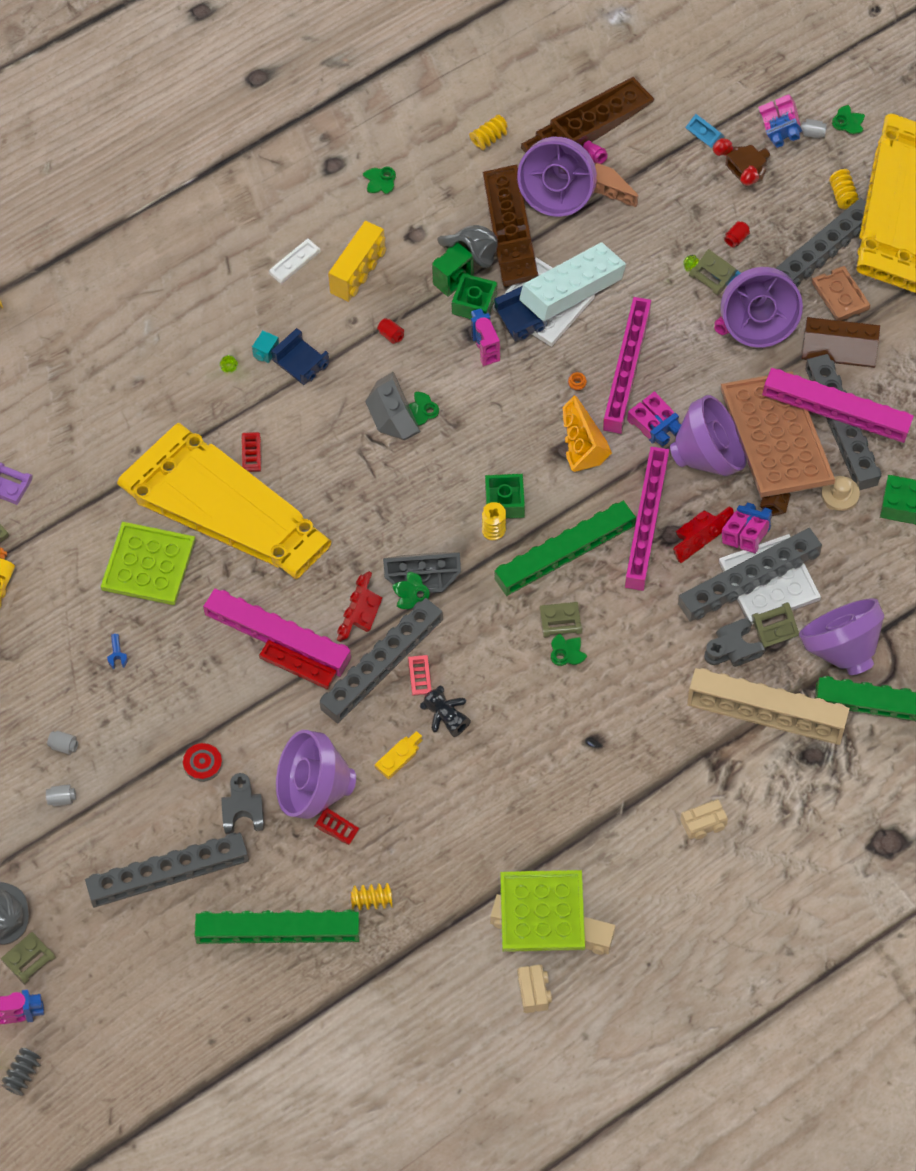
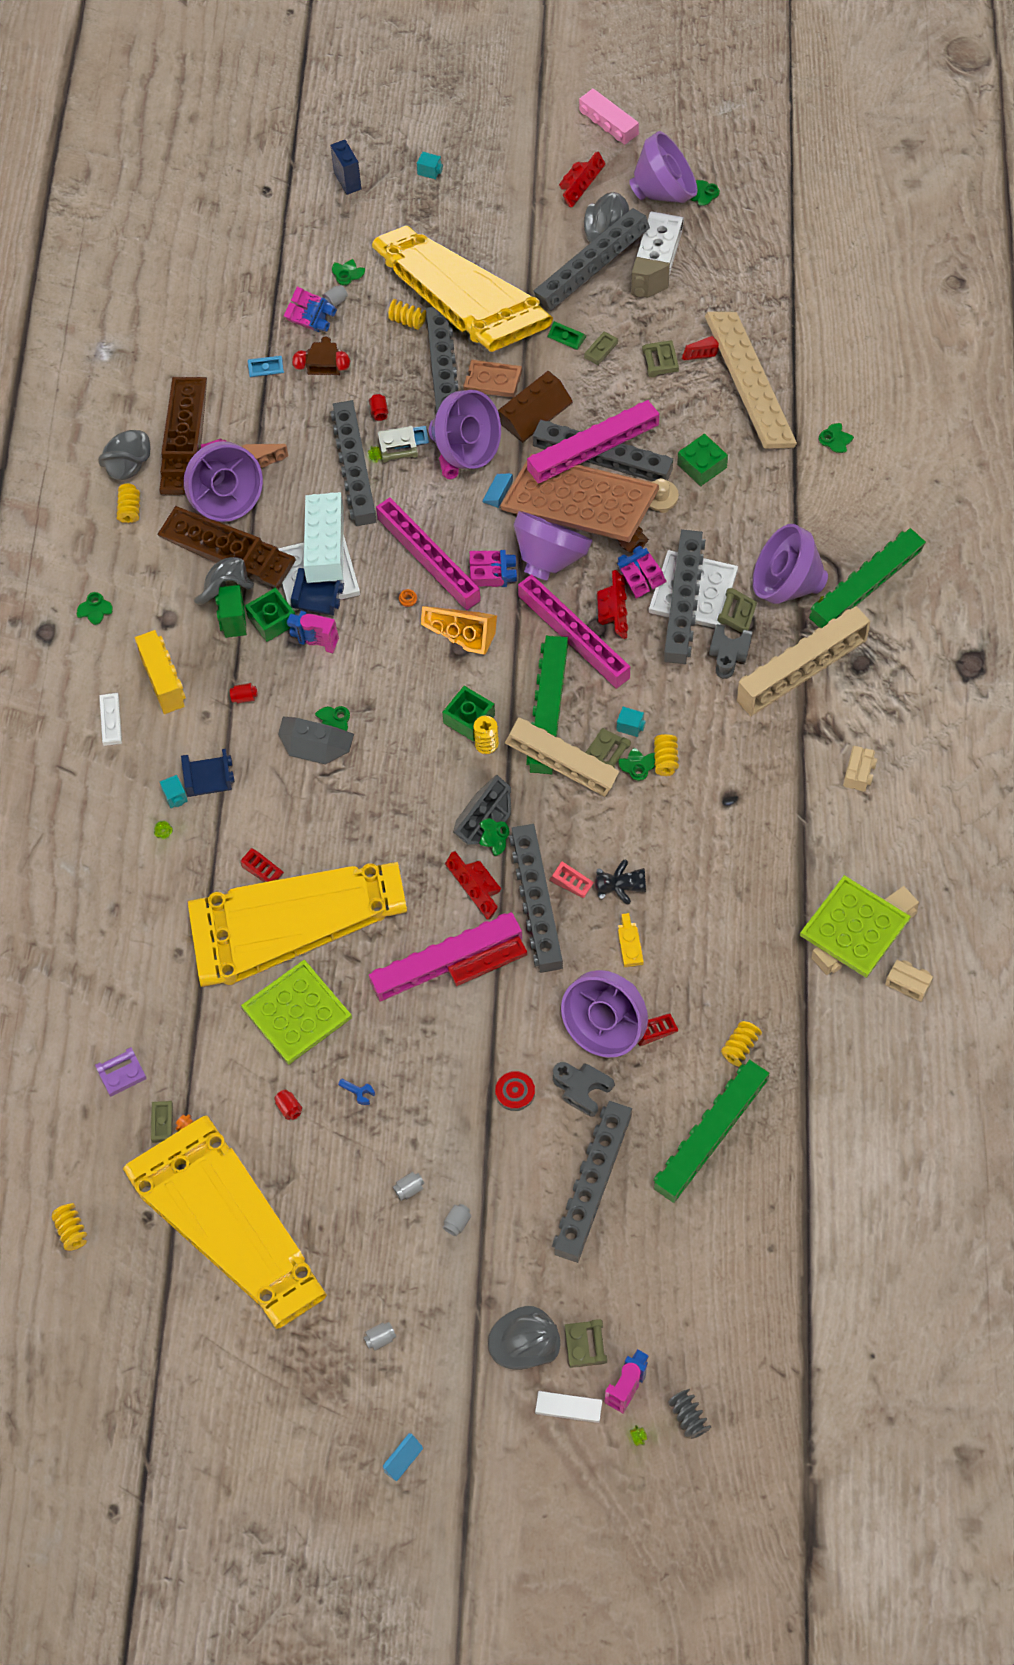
camera: 50 degrees left, 0 degrees up
(66, 612) = (288, 1105): none -> red brick
(517, 588) = (562, 756): none -> tan brick
(530, 97) = (125, 454): none -> dark grey piece
(590, 663) = (666, 754): none -> yellow piece
(600, 618) = (631, 721): none -> teal brick
(658, 263) = (354, 463): none -> dark grey brick
(737, 372) = (498, 489): none -> dark azure slope

